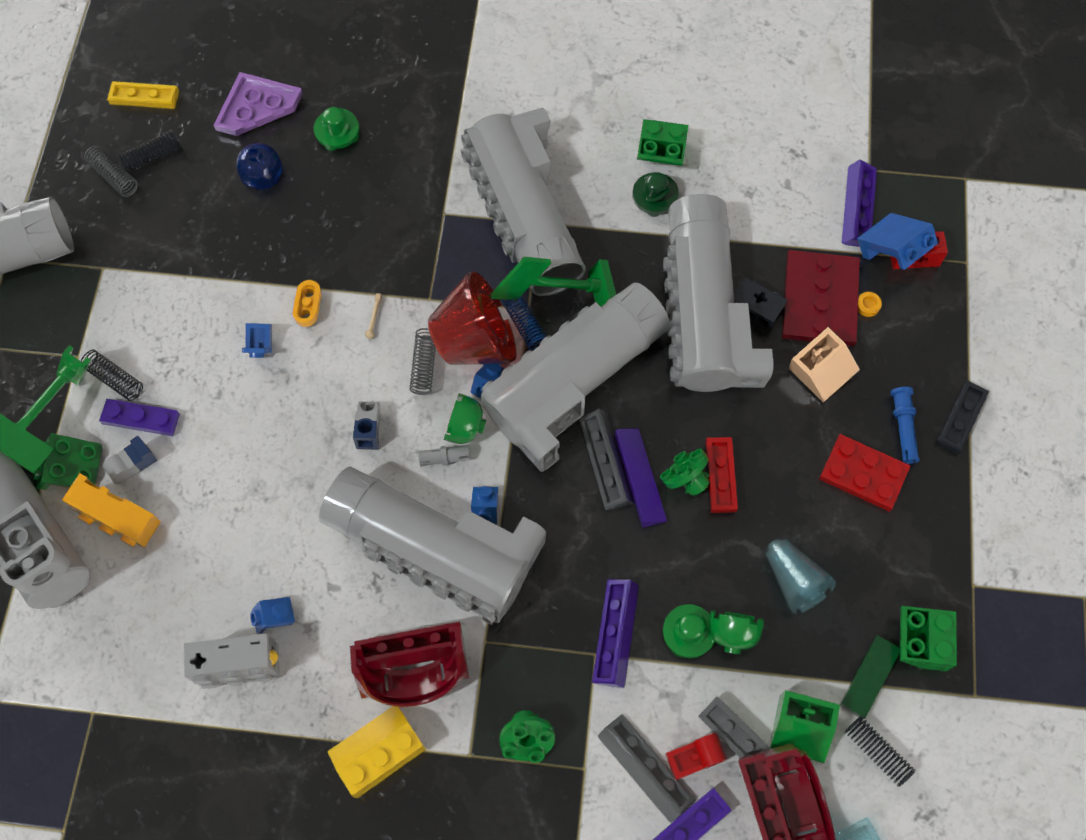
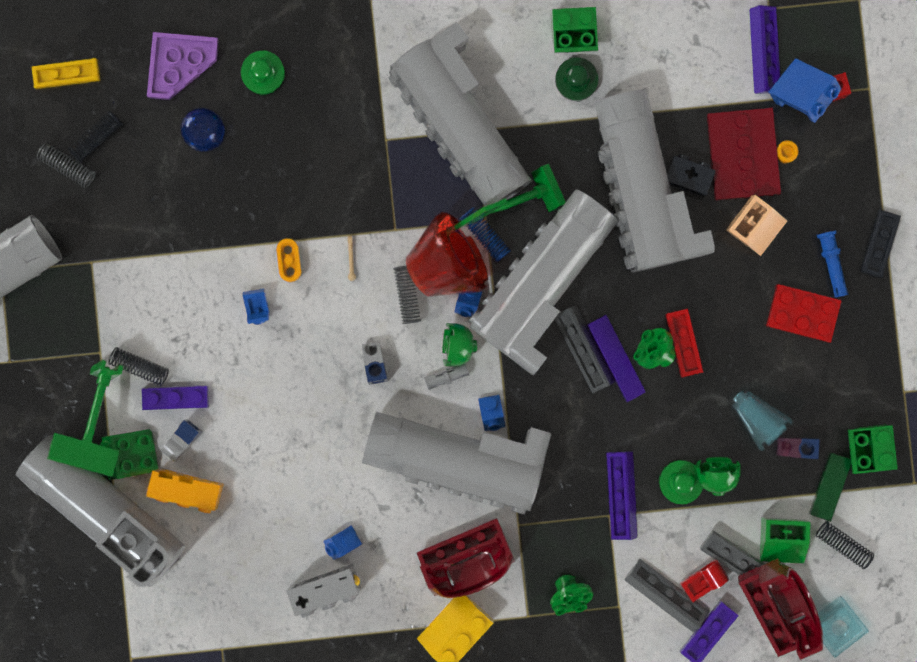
camera: 10 degrees left, 20 degrees up
(837, 619) = (798, 447): none -> leg

